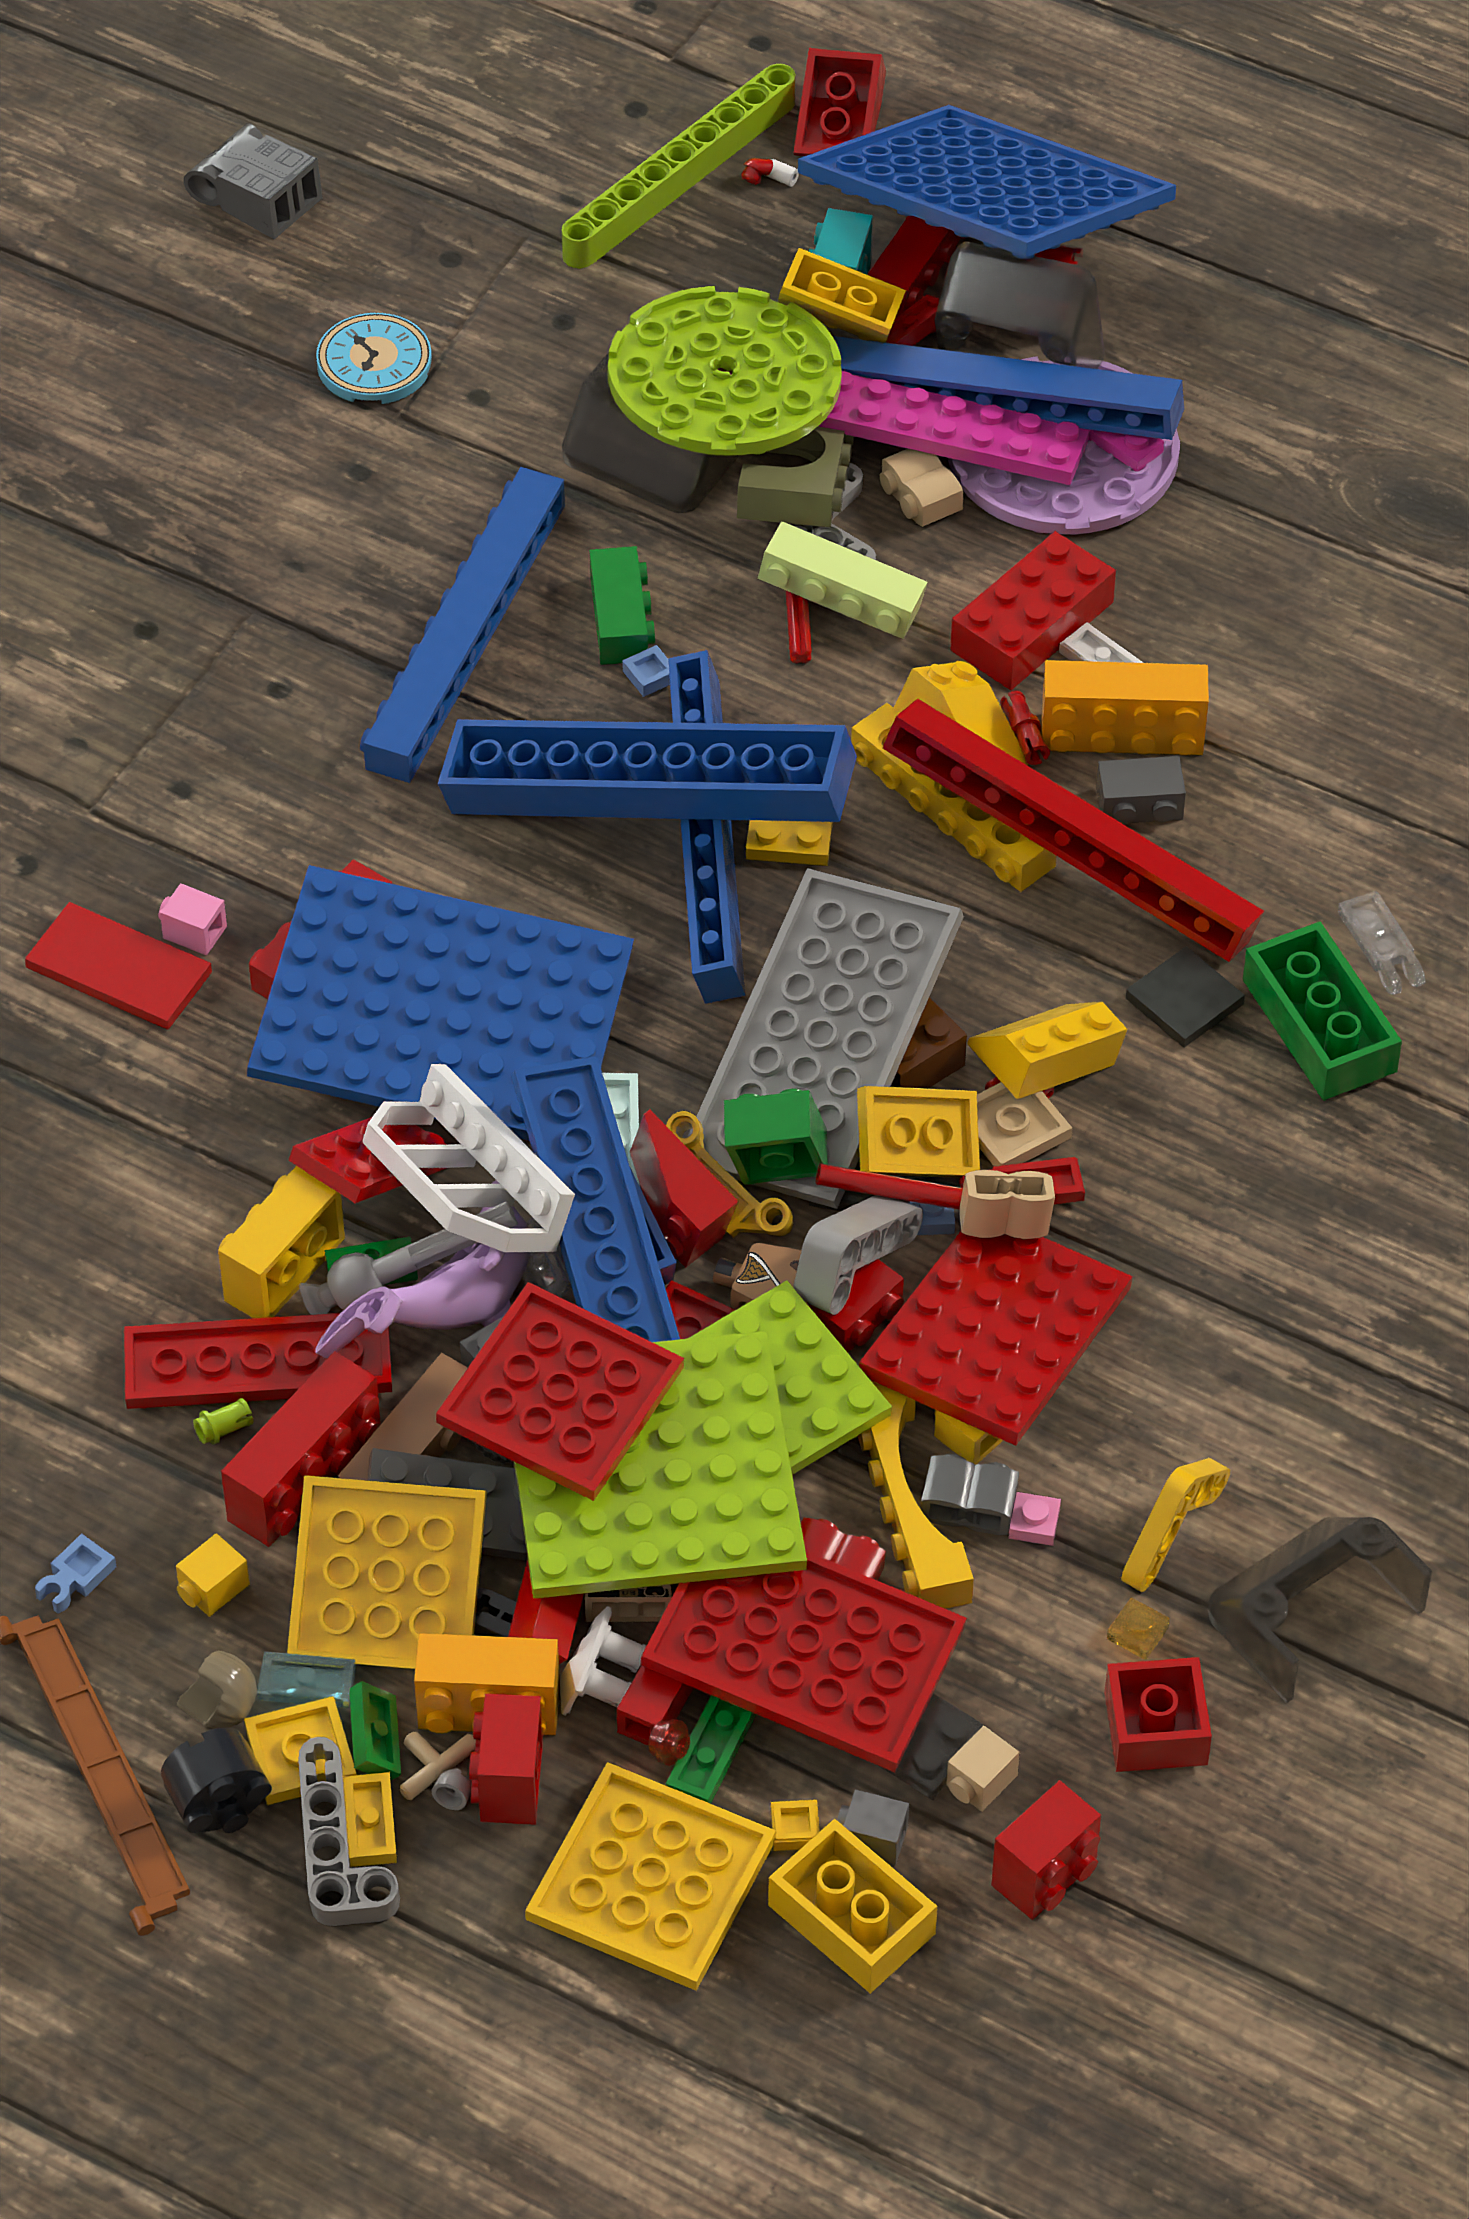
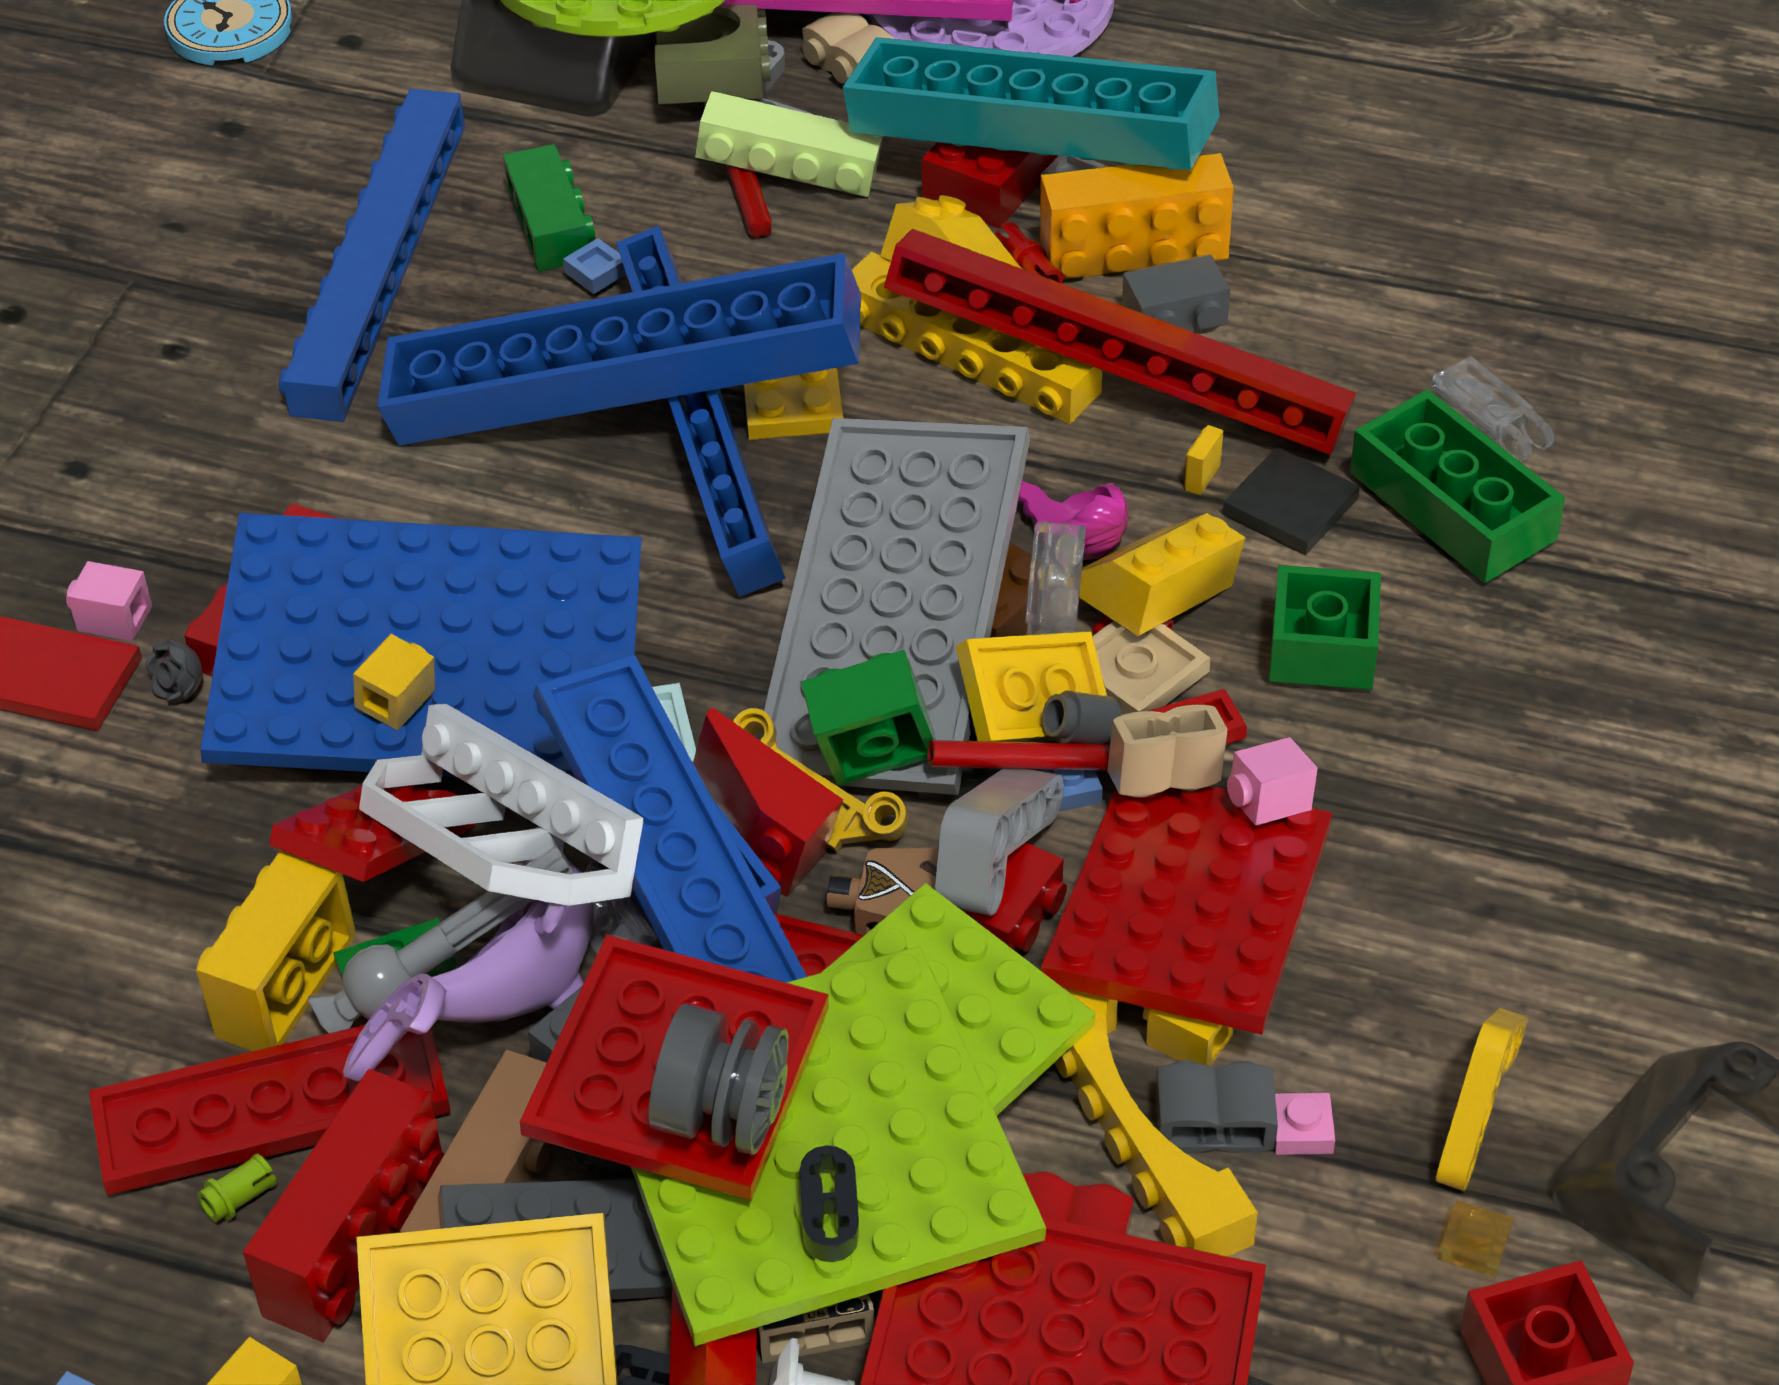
camera: 10 degrees left, 5 degrees down
(236, 990) = (174, 670): none -> dark grey plate
(408, 1037) = (394, 681): none -> yellow brick
(580, 1407) = (708, 1076): none -> dark grey wheel
(658, 1515) = (840, 1202): none -> black beam
(946, 1163) = (1080, 717): none -> dark grey brick
(958, 1041) = (1055, 578): none -> clear hinge
(999, 991) = (1100, 510): none -> dark pink hair
(1053, 589) = (1033, 102): none -> teal brick
(1085, 1244) = (1272, 781): none -> bright pink brick
(1119, 948) = (1203, 460): none -> yellow tile
(1172, 1118) = (1325, 627): none -> green brick

